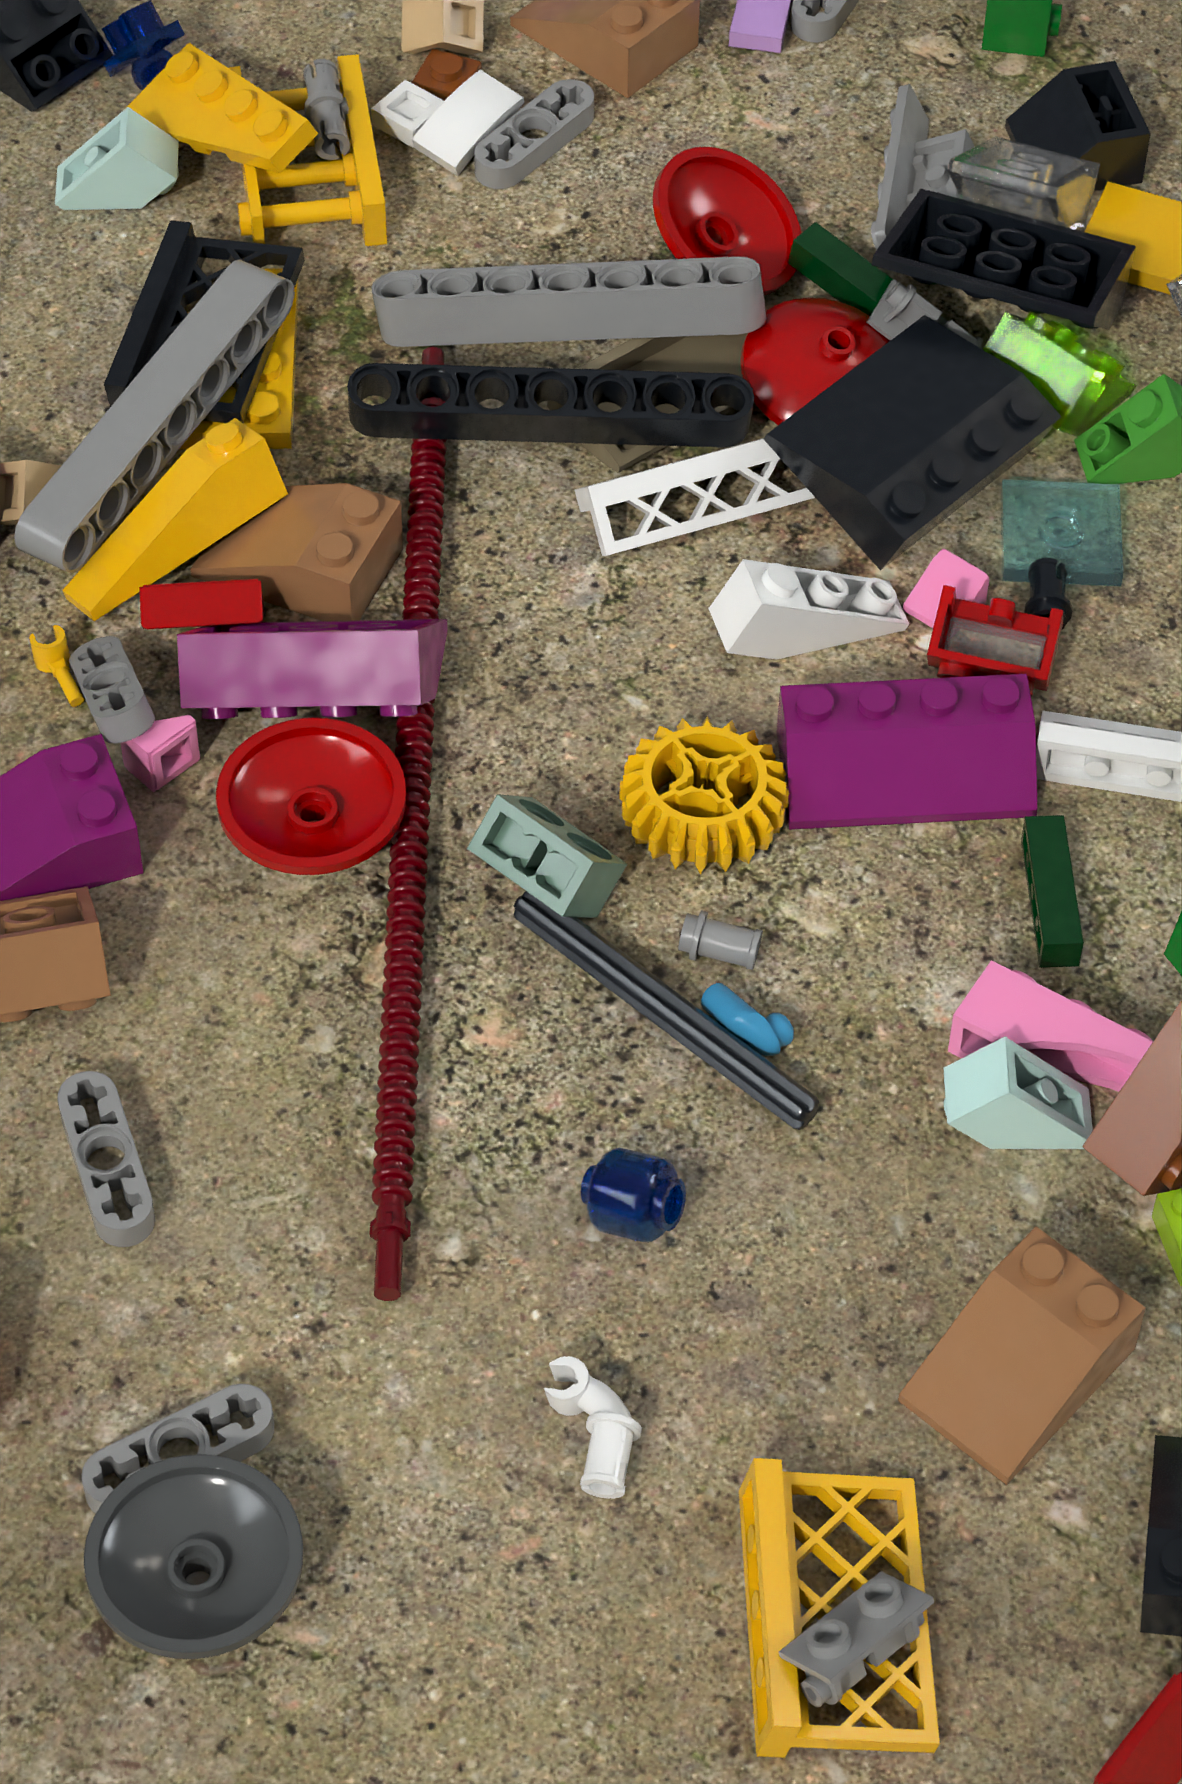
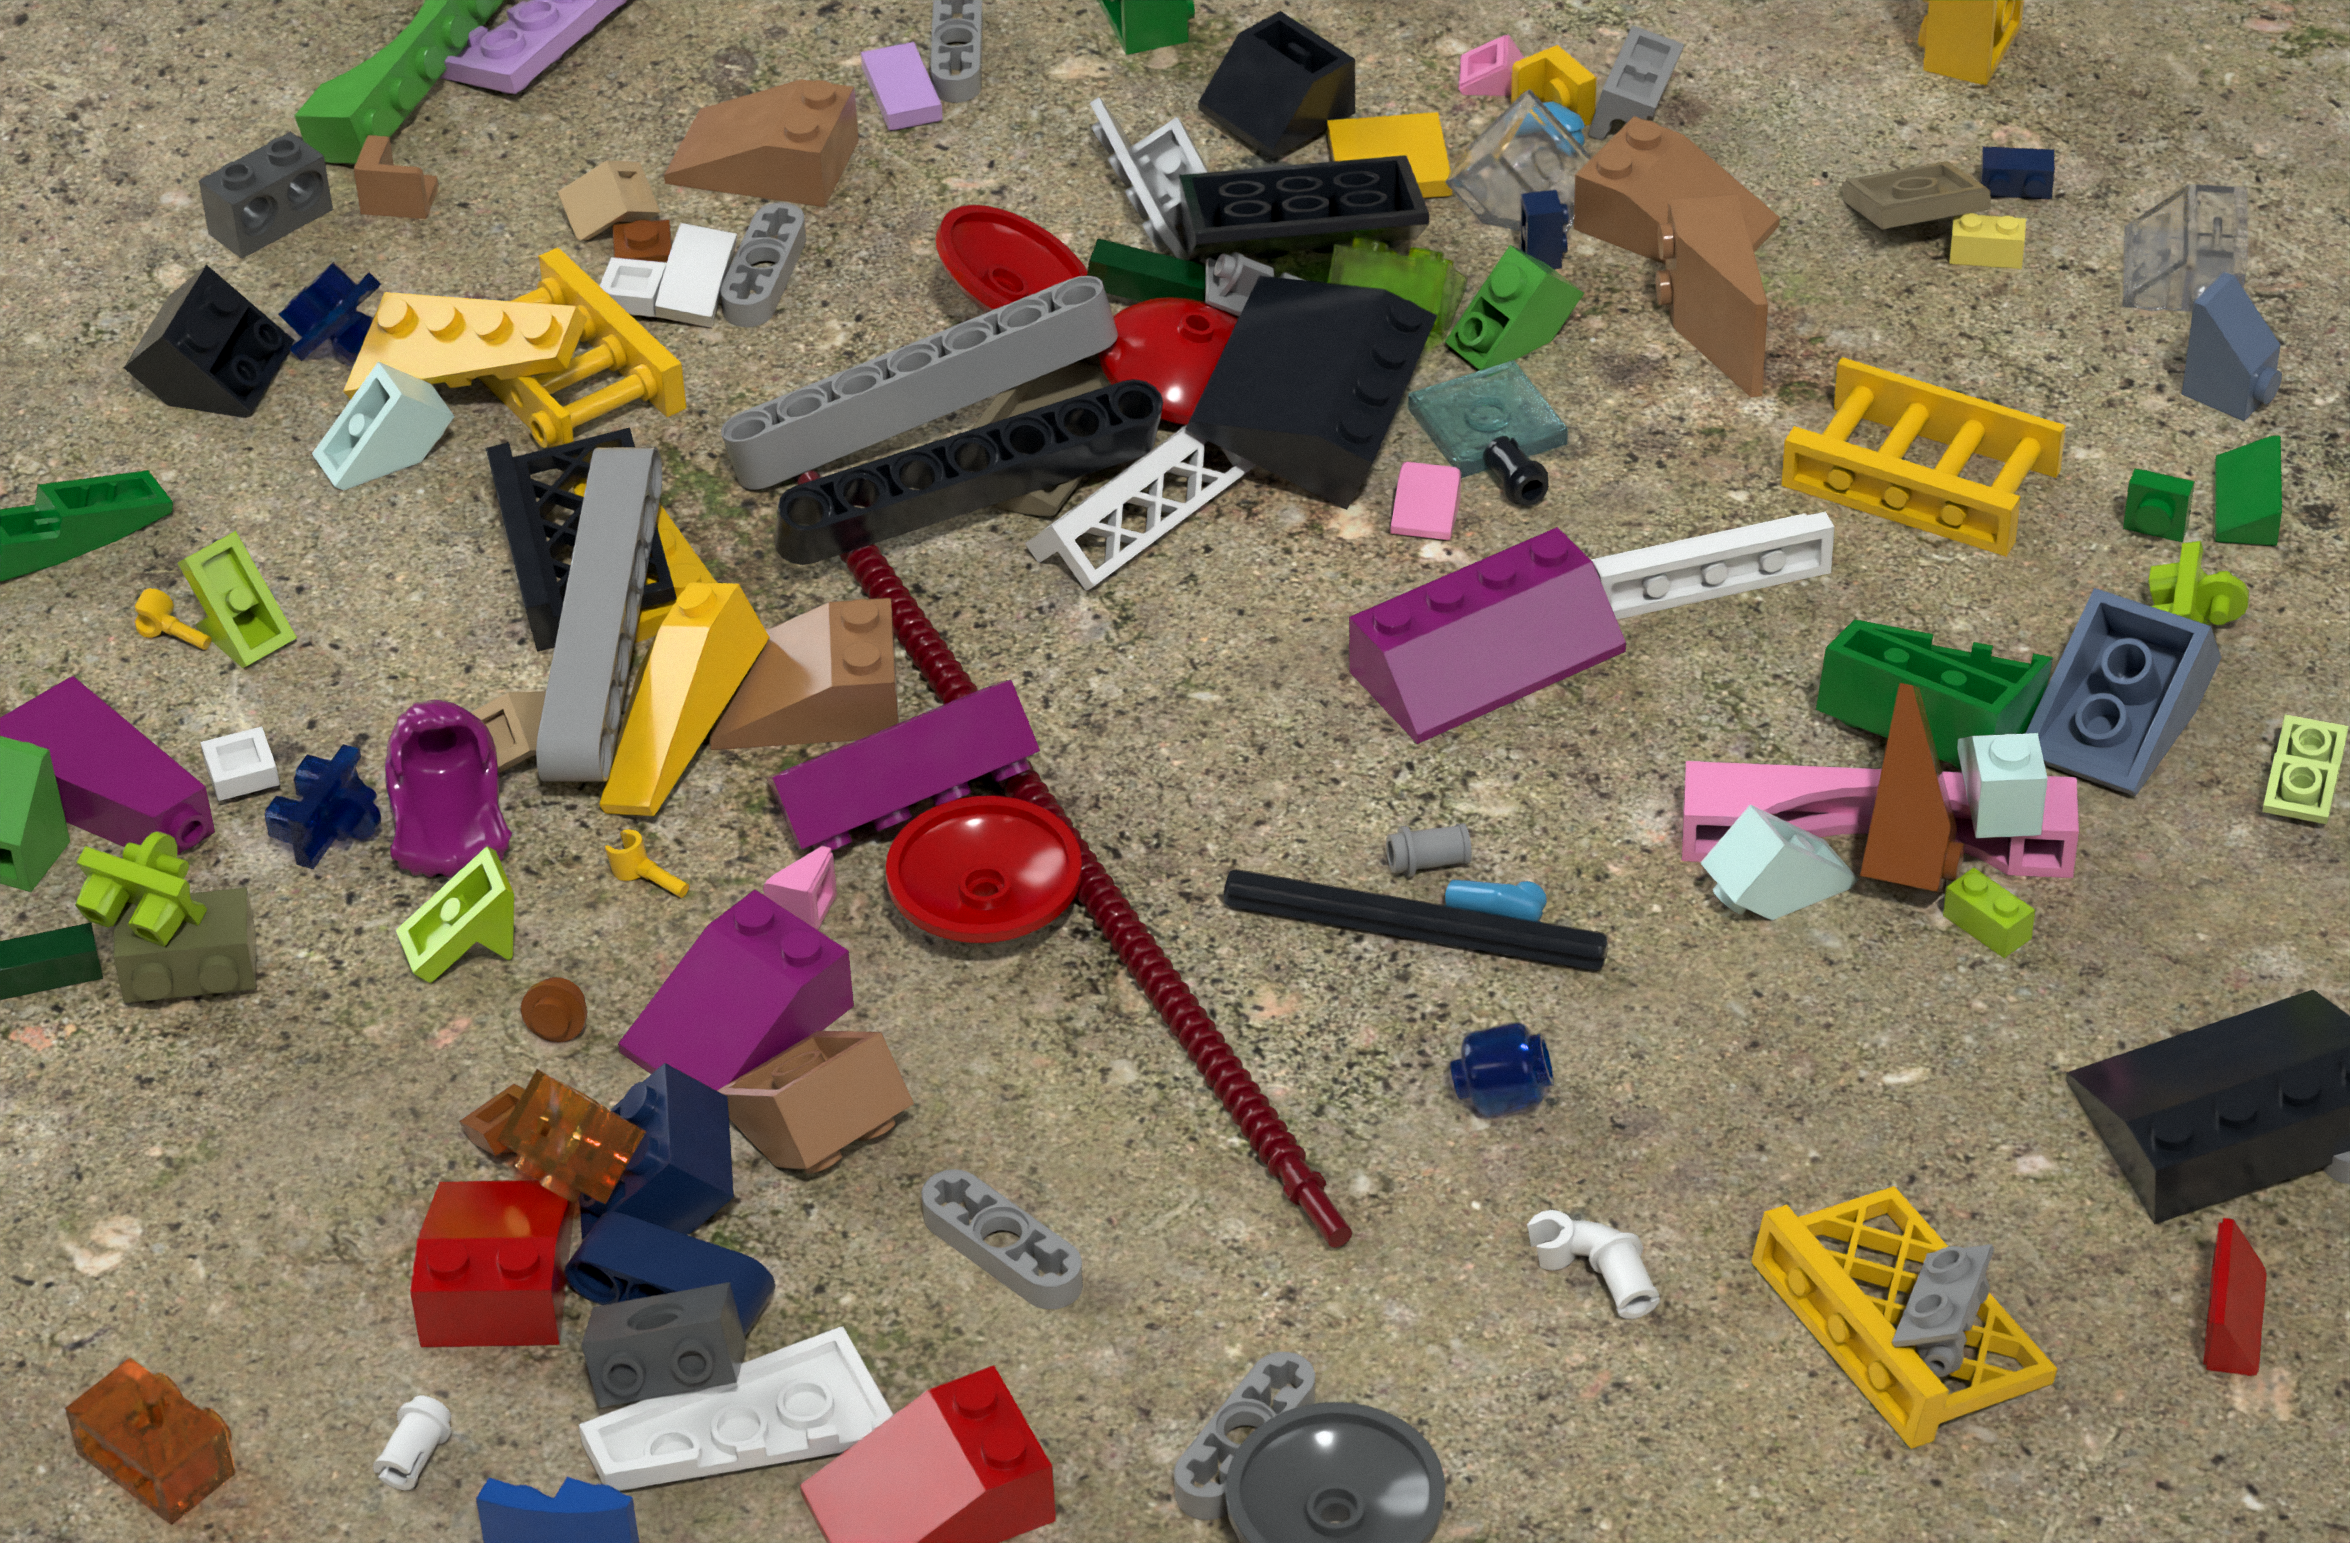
camera: 25 degrees left, 10 degrees down
(111, 689) = (727, 856): light grey beam -> none
(201, 604) = (753, 758): red slope -> none
(326, 109) = (553, 289): light grey pin -> none
(547, 856) = (1233, 835): sand green brick -> none
(699, 813) = (1331, 738): yellow gear -> none
(798, 610) = (1303, 563): white slope -> none
(993, 640) = (1497, 516): red window -> none
(1024, 1355) = (1921, 1052): medium nougat slope -> none
(1026, 181) = (1271, 136): clear slope -> none
(1051, 891) = (1686, 698): dark green piece -> none

